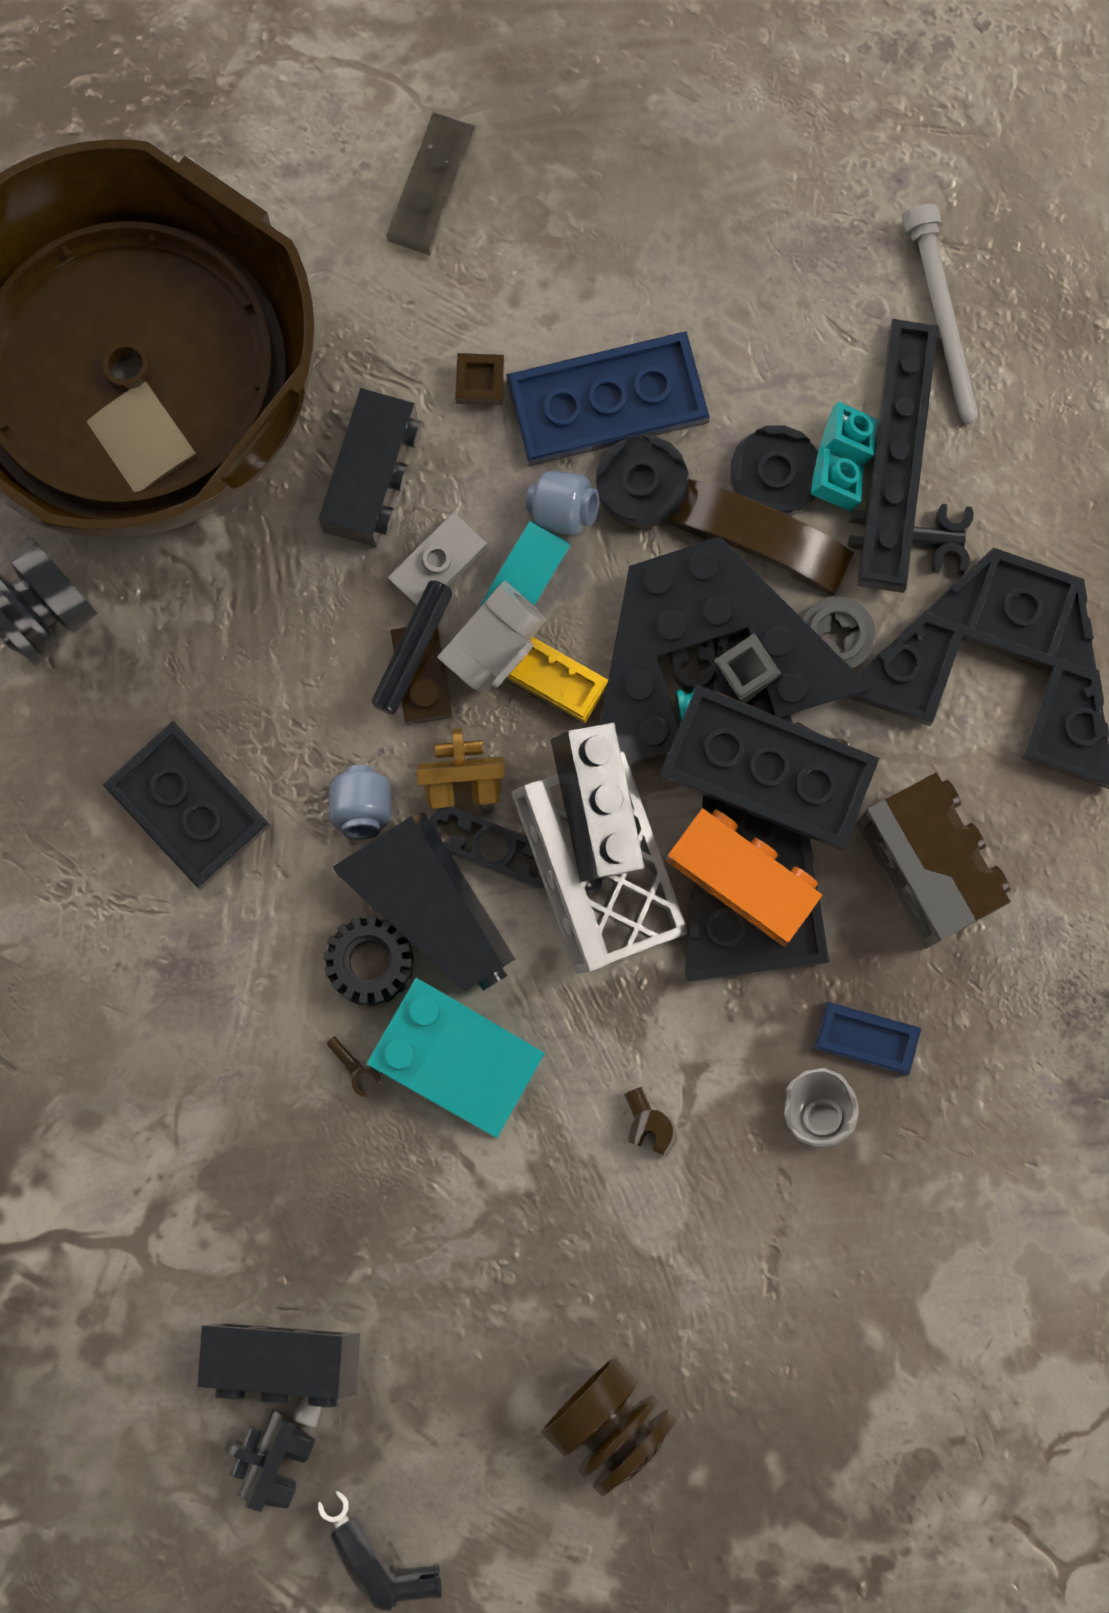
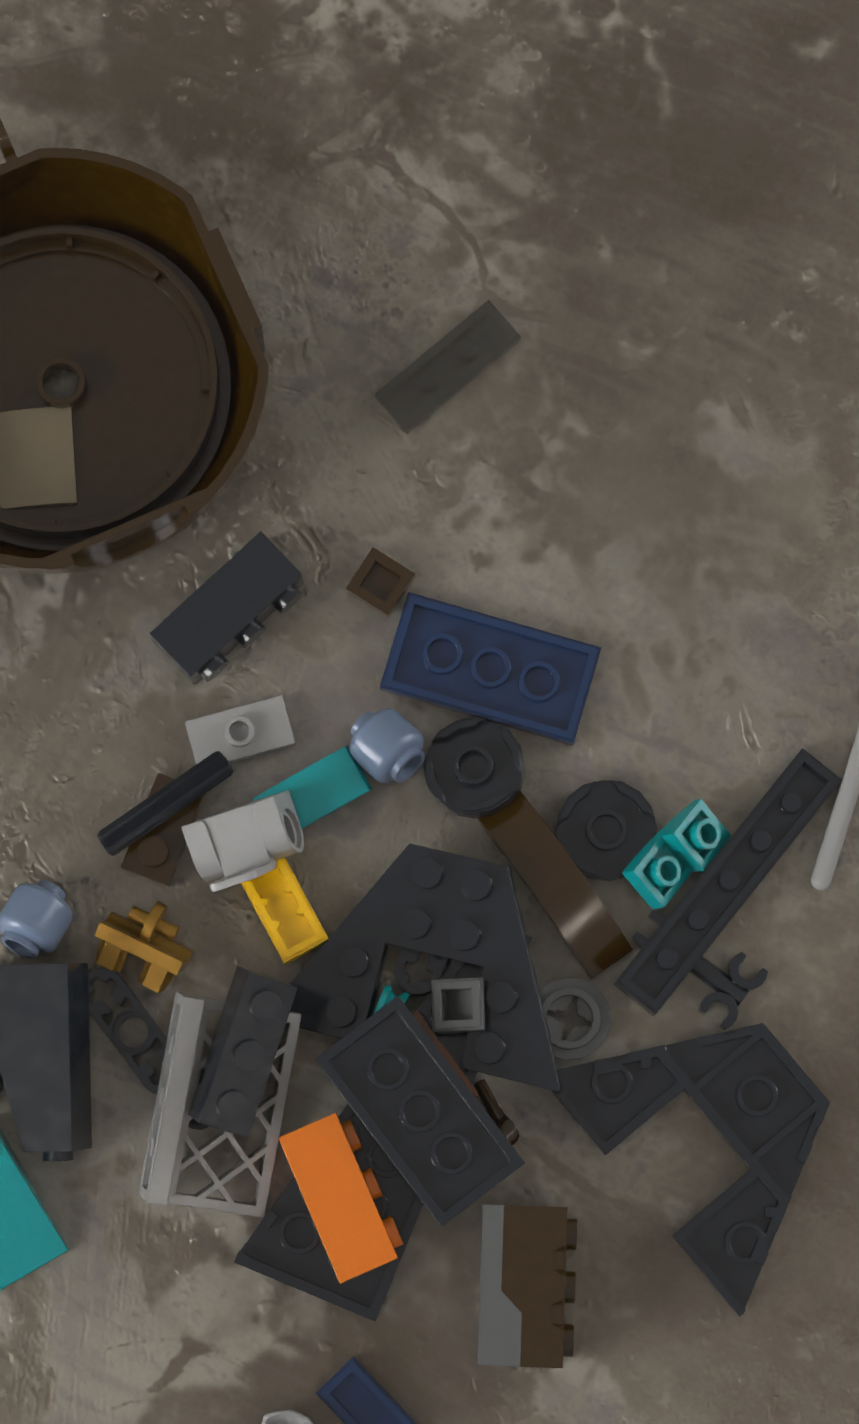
camera: 30 degrees right, 0 degrees up
(650, 1121) = (121, 1368): dark brown piece -> none

